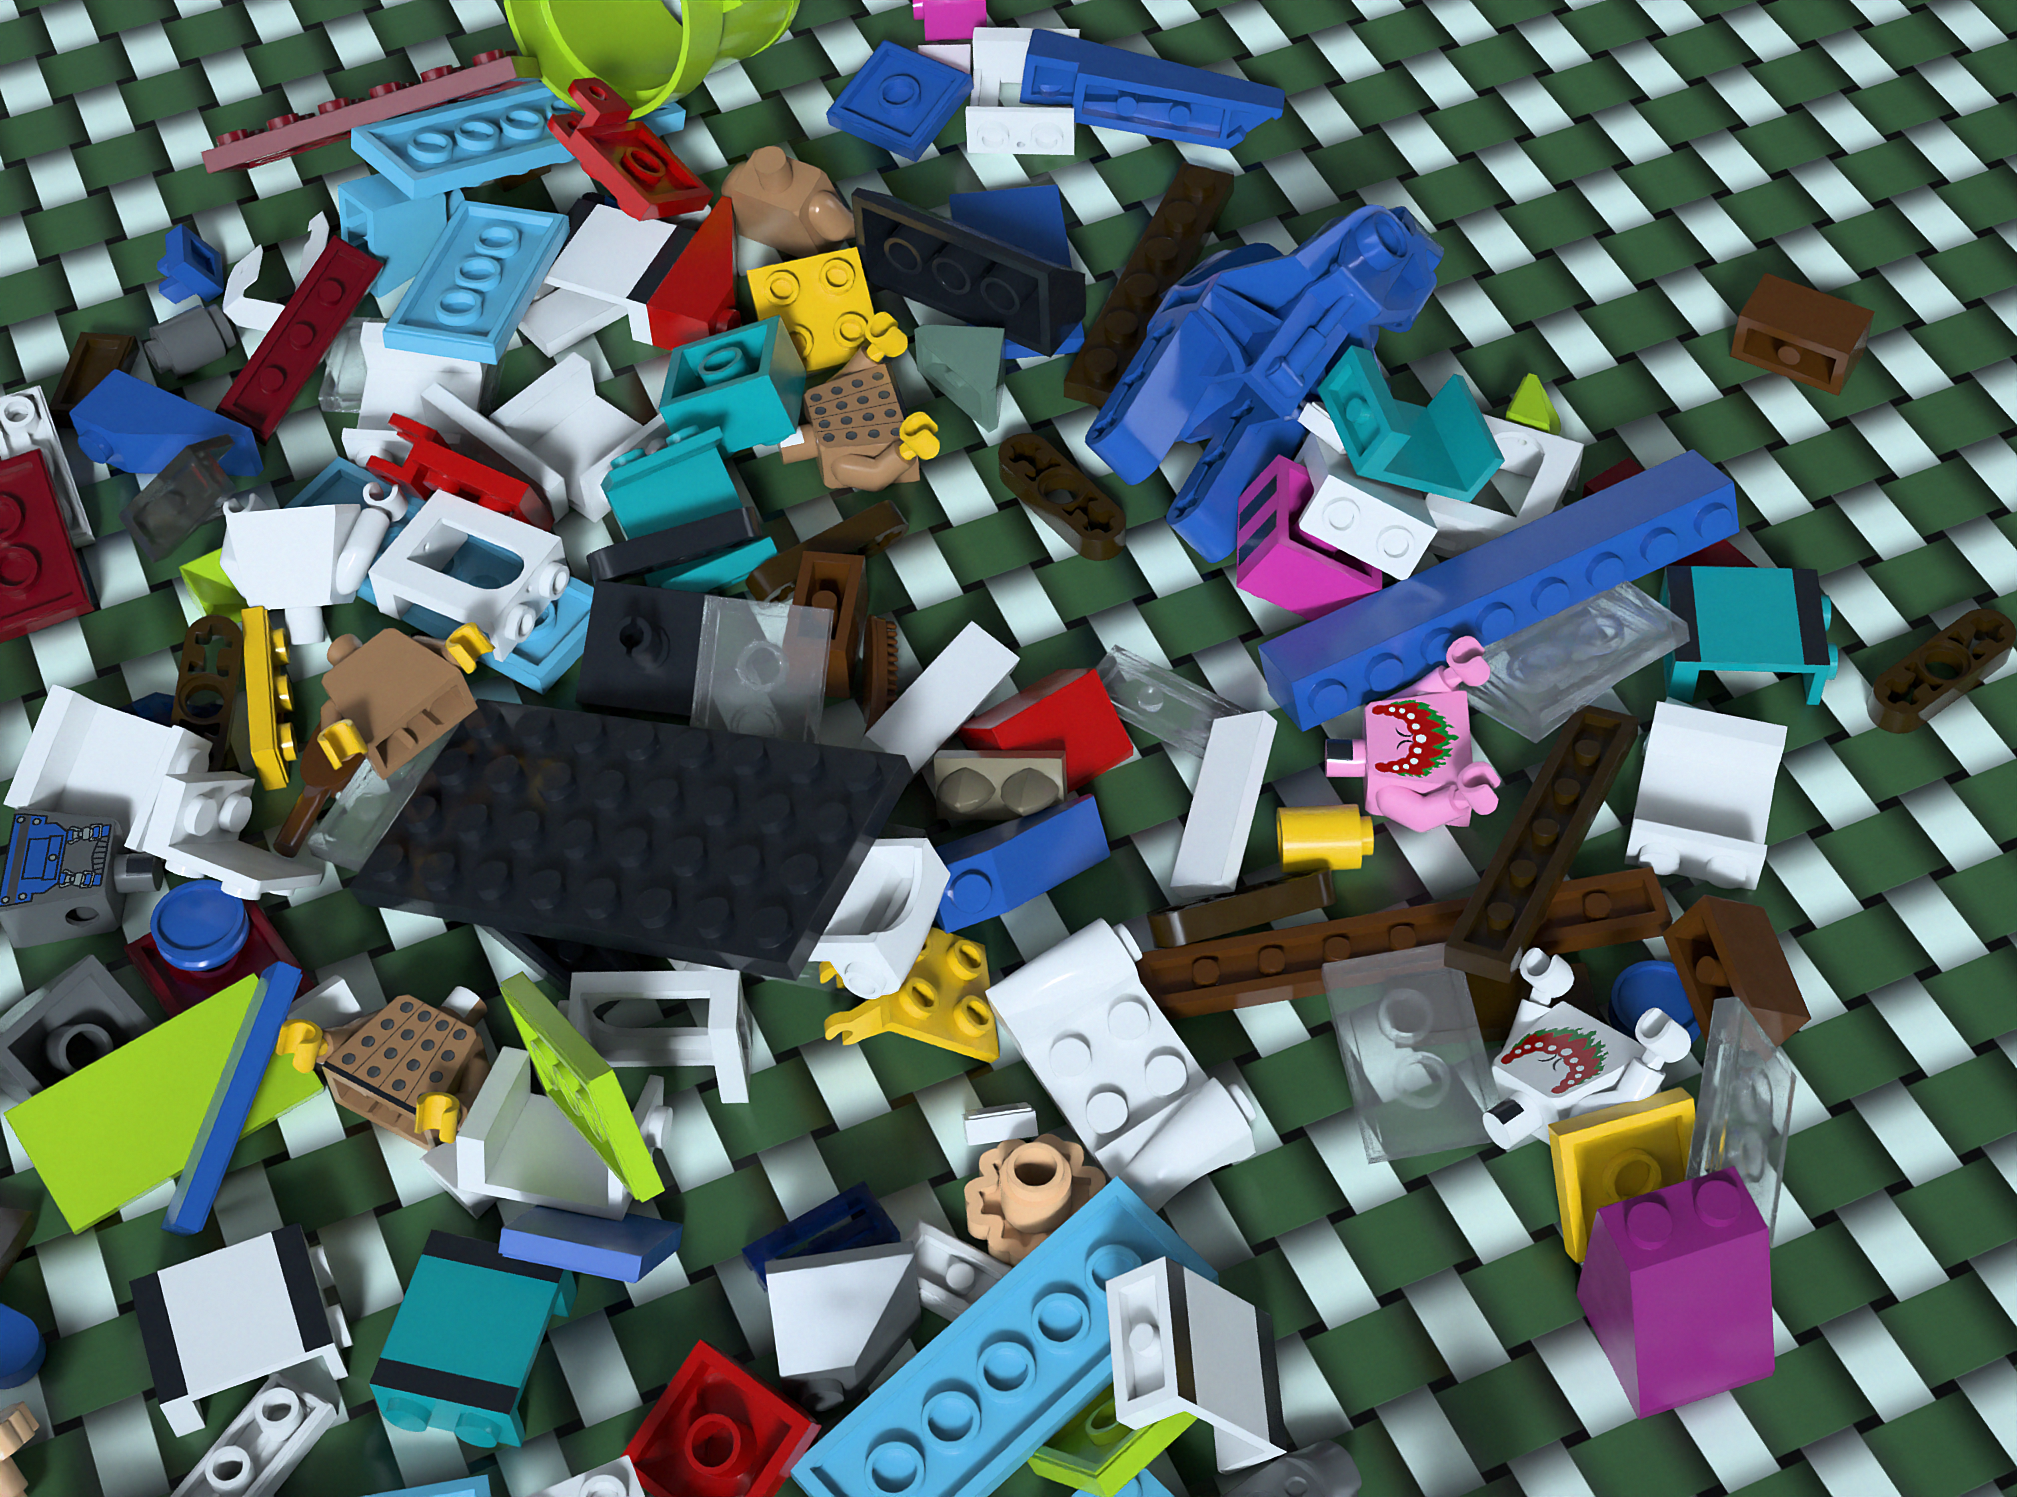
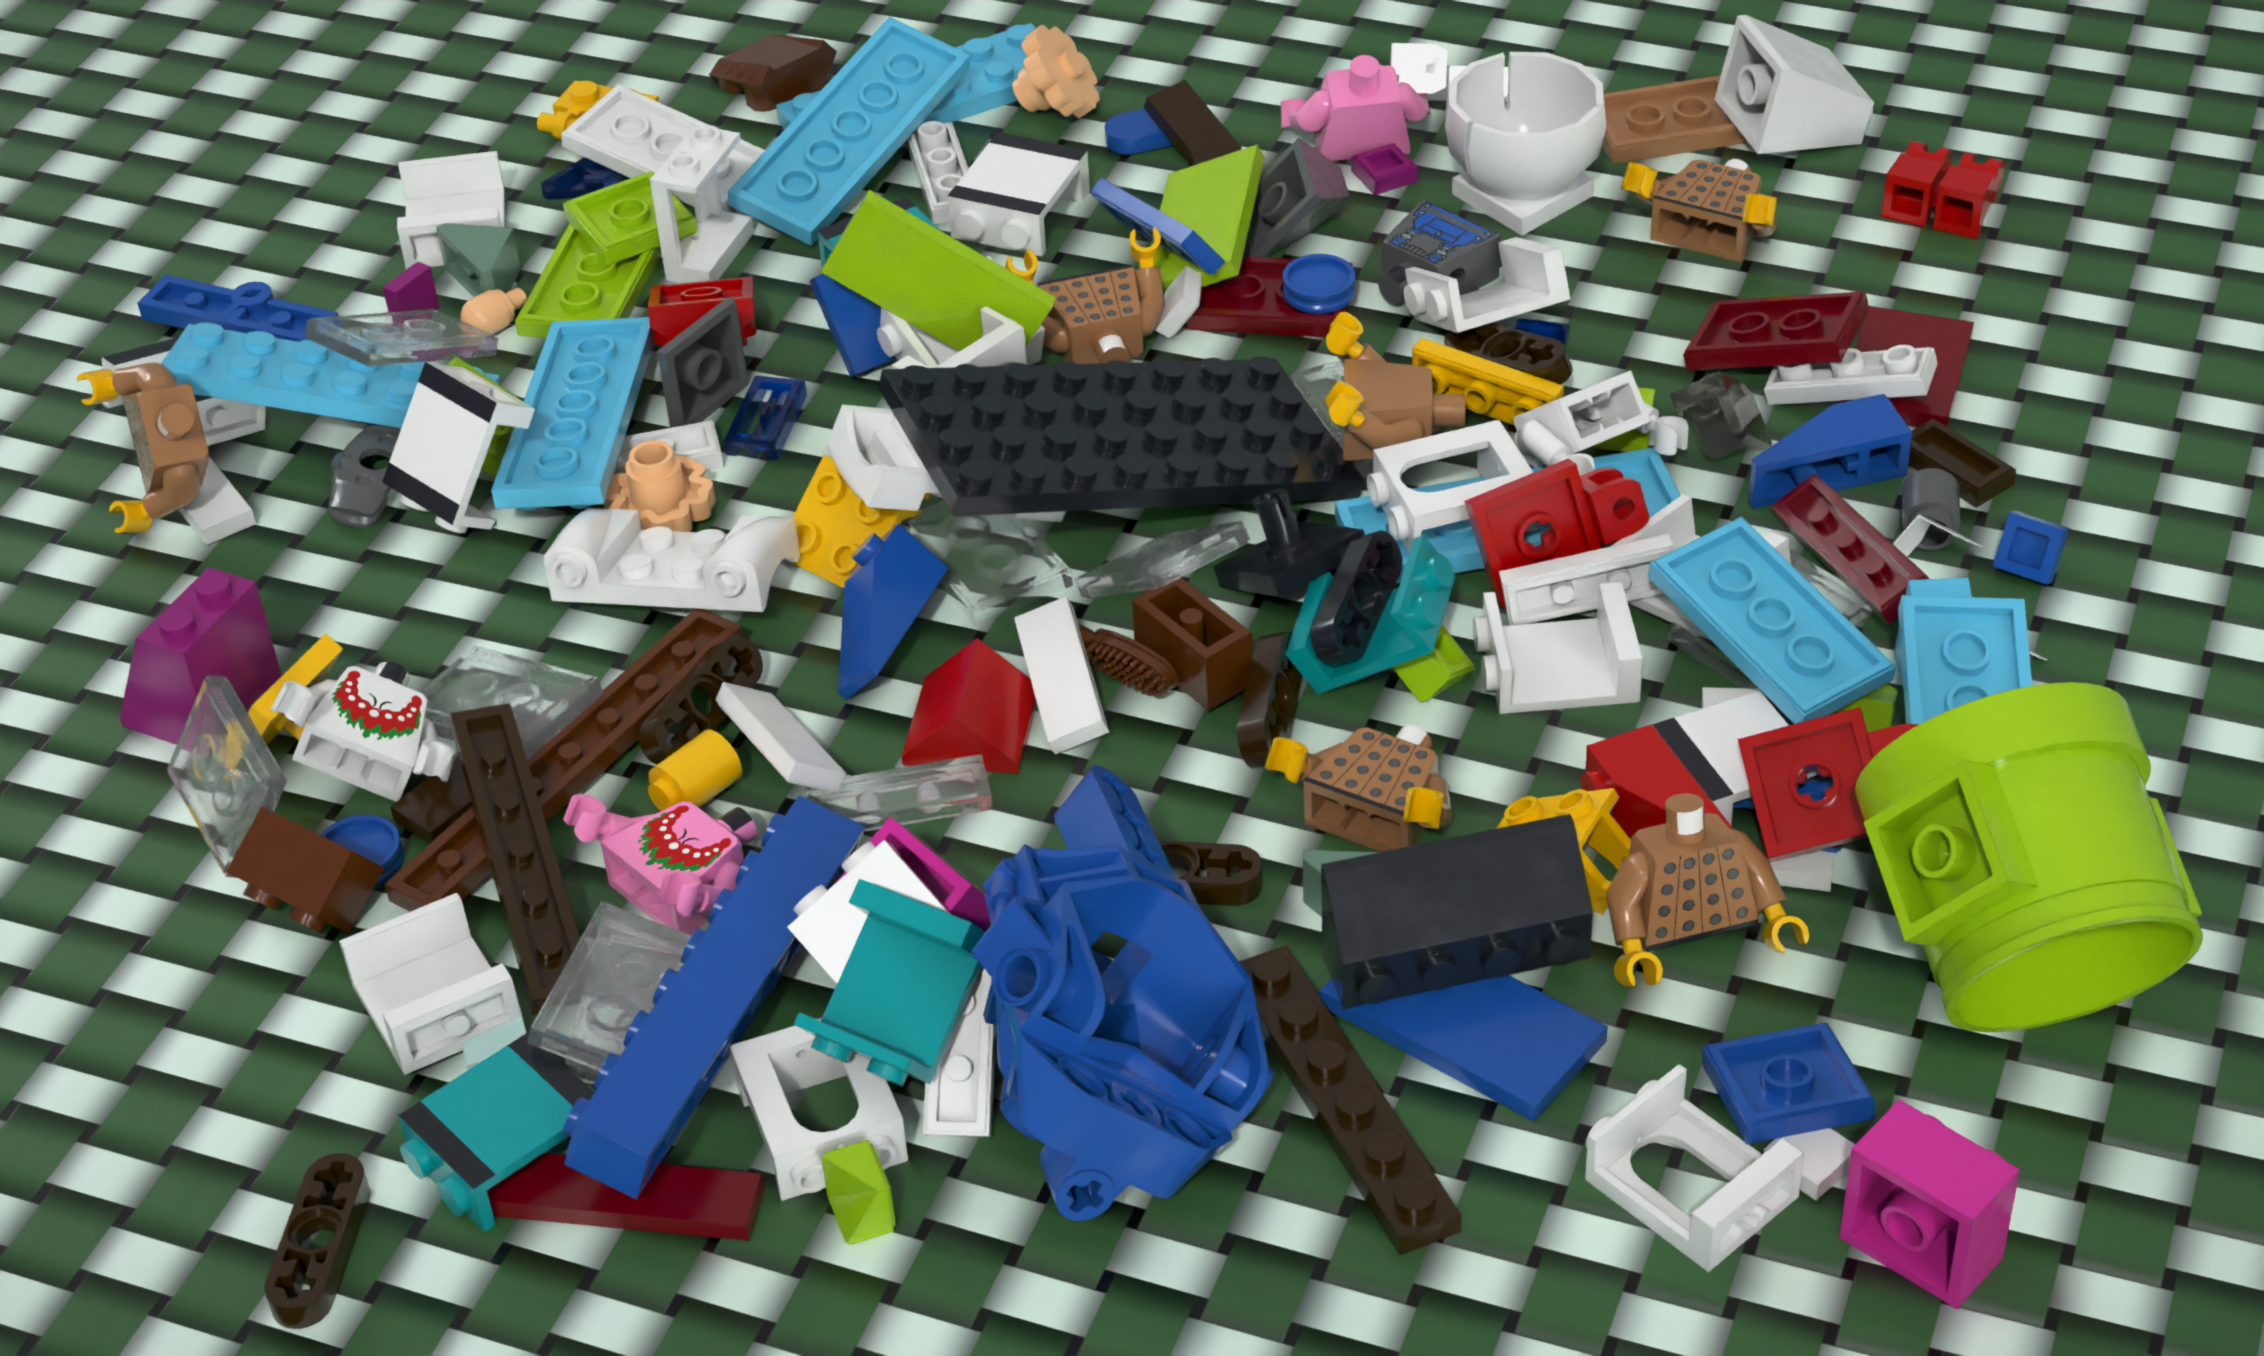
camera: 135 degrees right, 10 degrees down
(198, 834) = (1359, 281): white bracket -> none
(298, 134) = (2095, 632): plate -> none
(739, 381) = (1480, 708): teal brick -> none
(998, 783) = (918, 646): dark tan tile -> none
(999, 1123) = (721, 502): white tile -> none
(1144, 92) = (1579, 1225): blue wedge -> none

